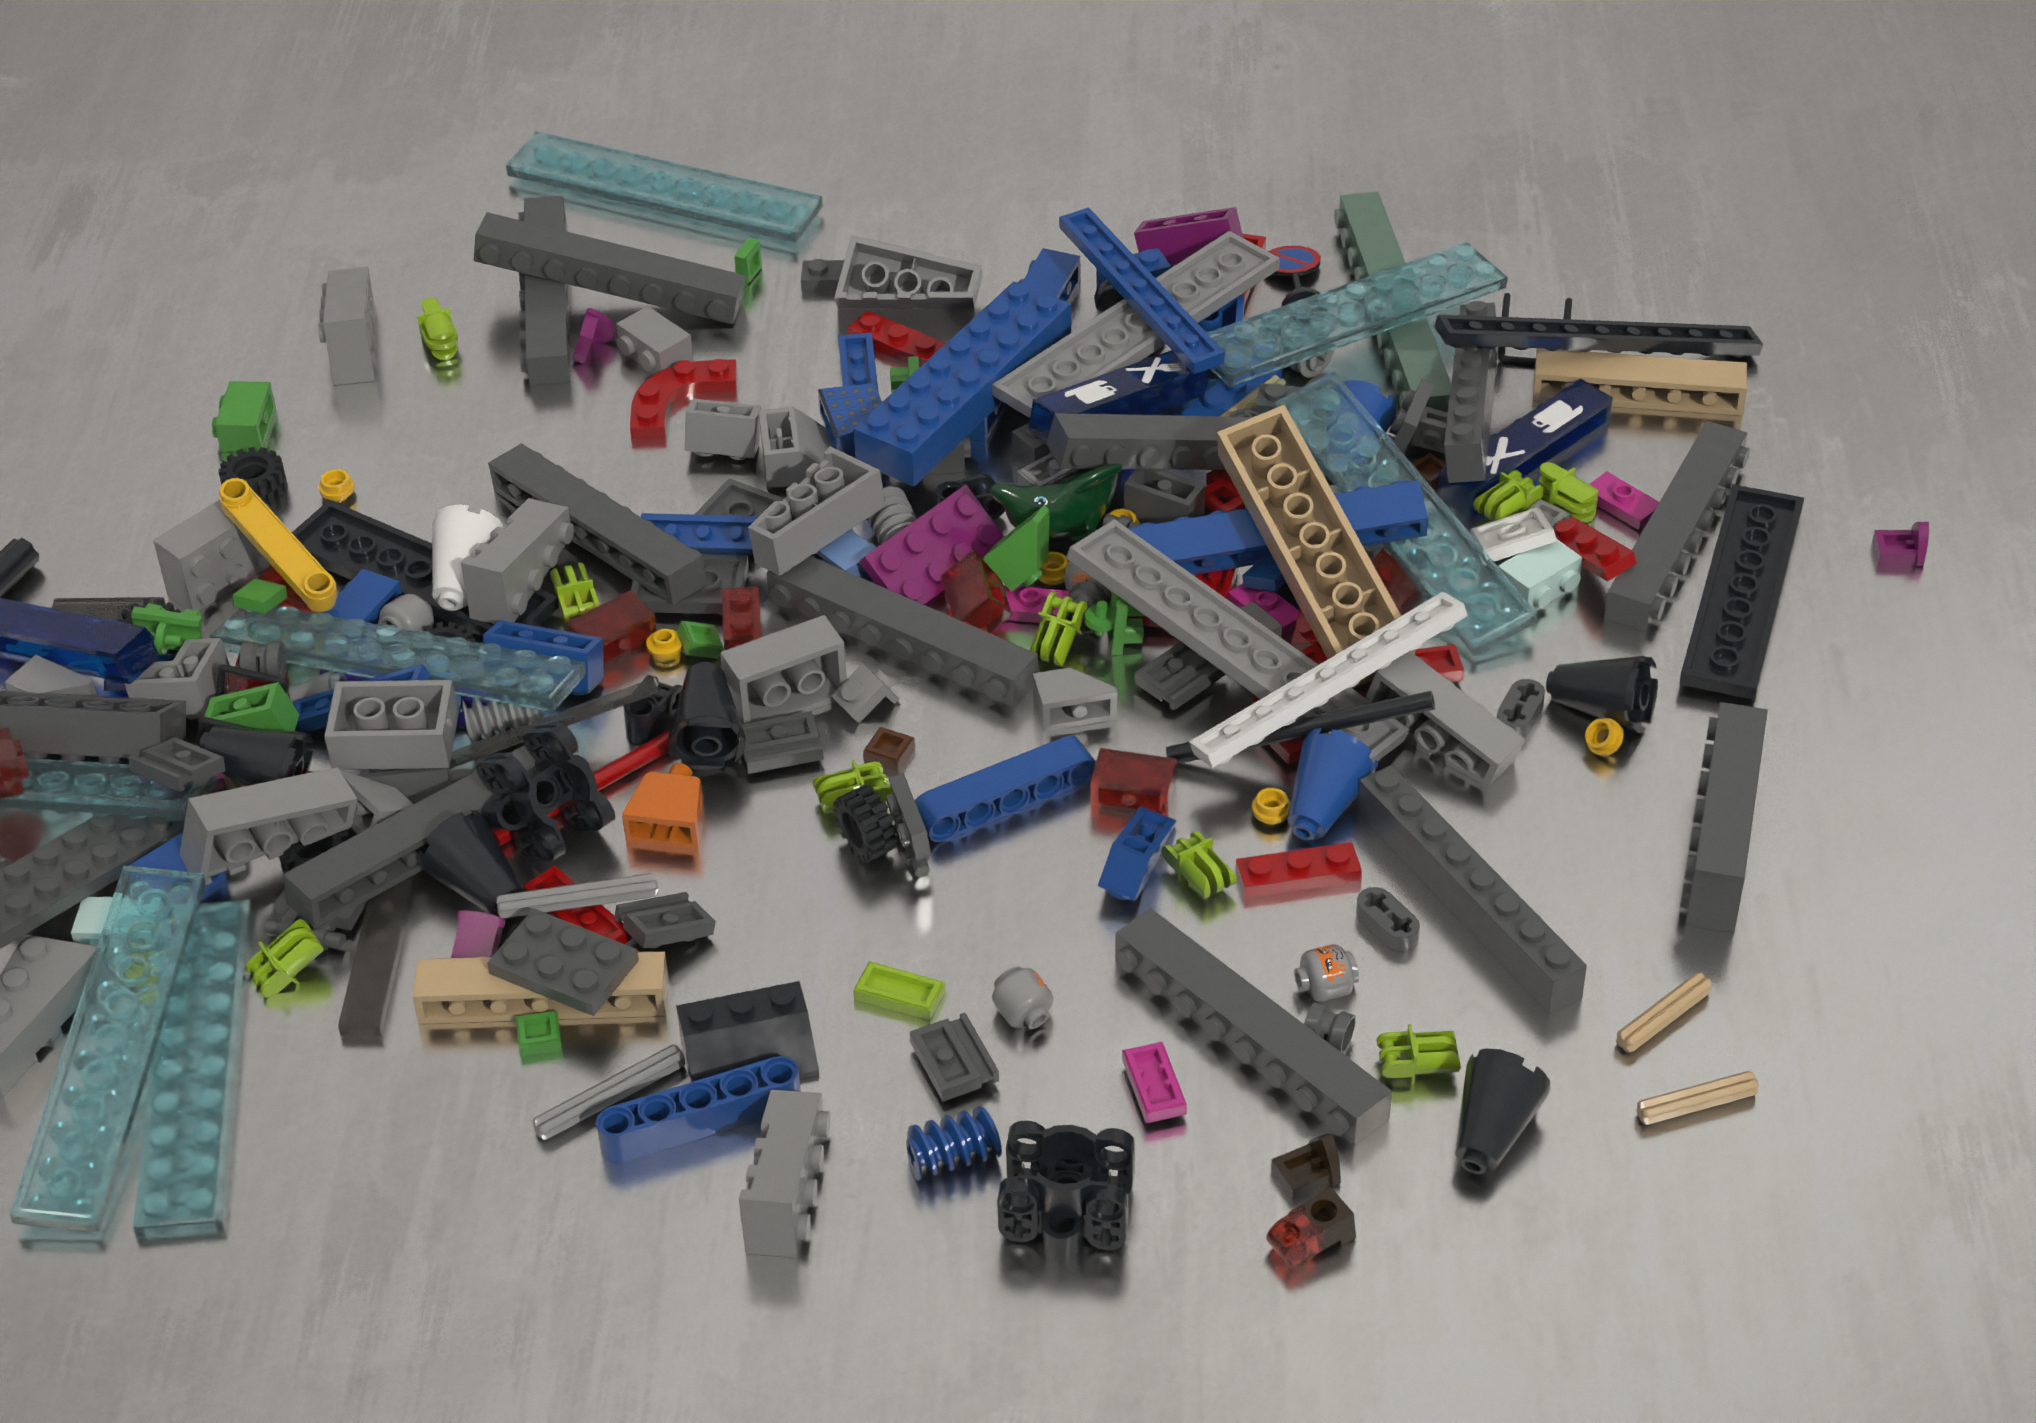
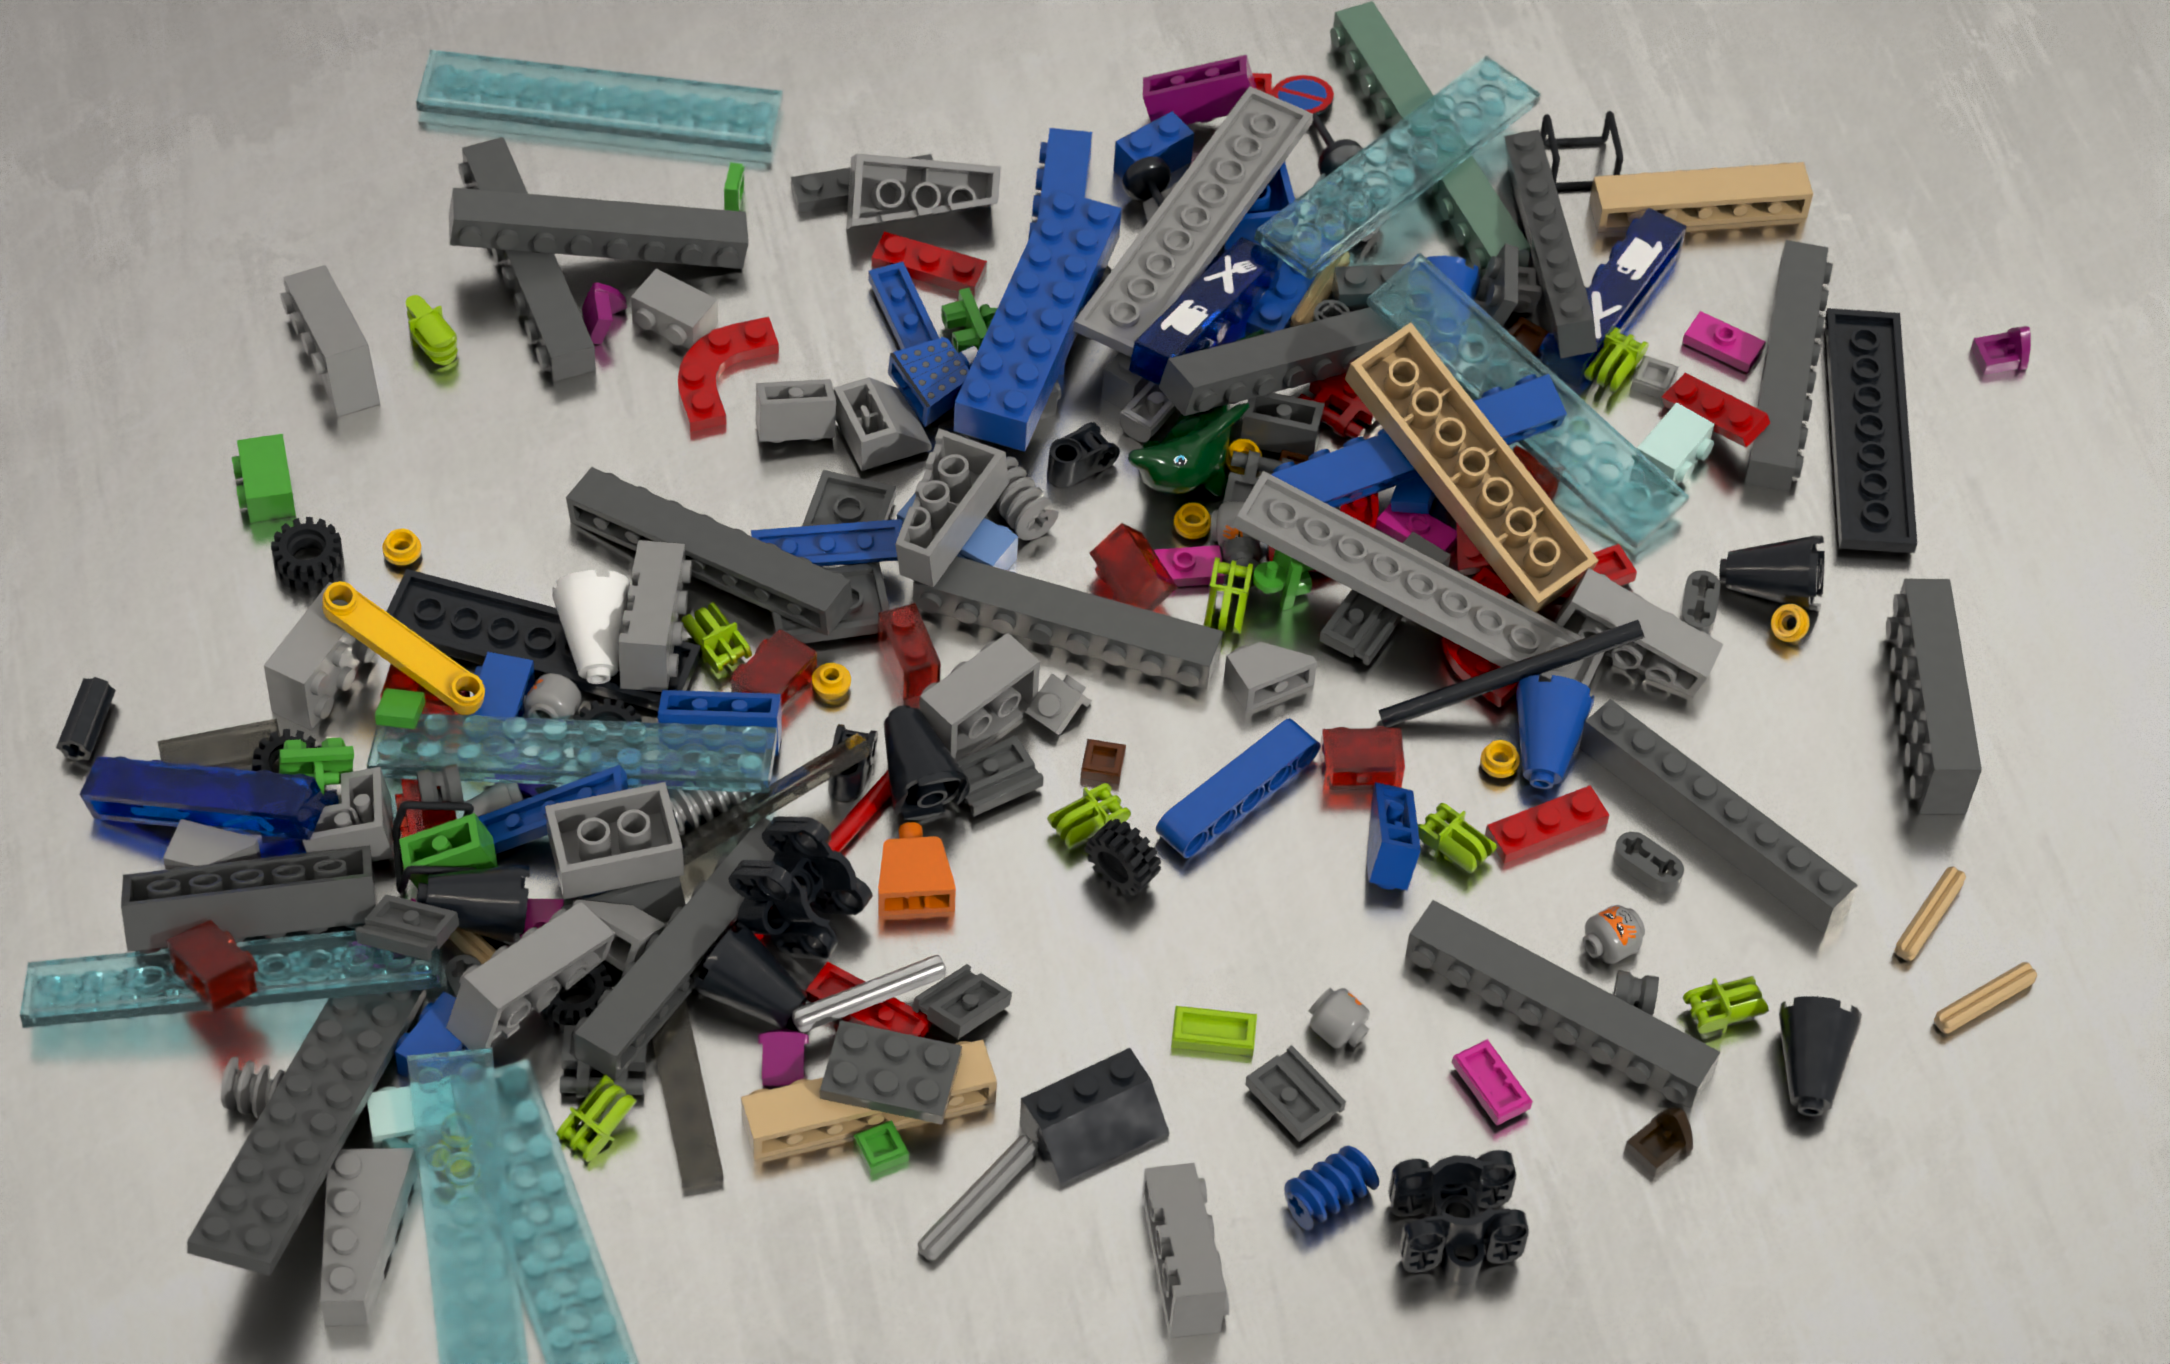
camera: 20 degrees left, 10 degrees up
(693, 1110) = (1069, 1216): blue beam -> none
(700, 639) = (867, 669): bright green tile -> none
(909, 825) = (1177, 860): dark grey plate -> none
(931, 545) = (1072, 521): magenta plate -> none
(1022, 551) = (1167, 515): bright green slope -> none
(1142, 291) = (1190, 180): blue plate -> none
(1312, 1228) = (1688, 1205): leg -> none
(1328, 679) = (1529, 620): white plate -> none
(1514, 534) = (1639, 406): white tile -> none
(1568, 492) = (1671, 343): lime arm -> none
(1597, 335) = (1654, 156): black plate -> none

